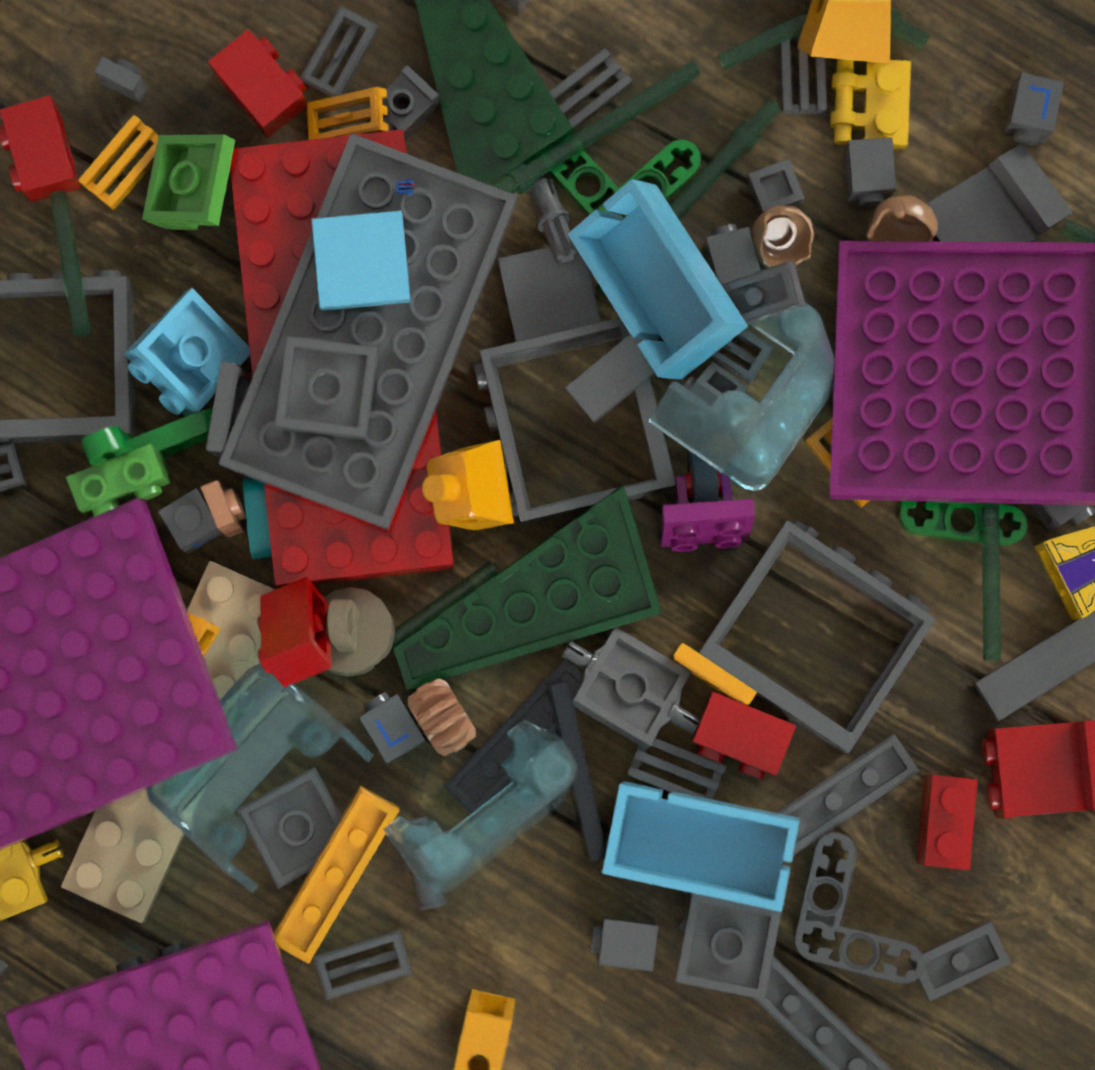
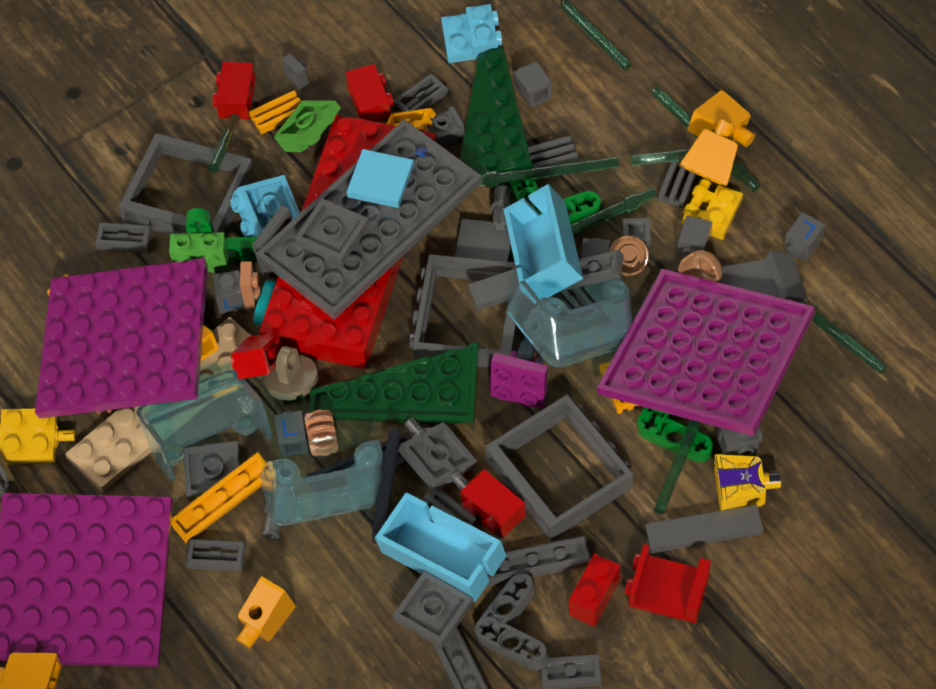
camera: 30 degrees right, 25 degrees down
(470, 487) = (390, 317): light orange torso -> none
(625, 943) = (374, 592): dark grey brick -> none
(713, 675) = (488, 463): light orange tile -> none

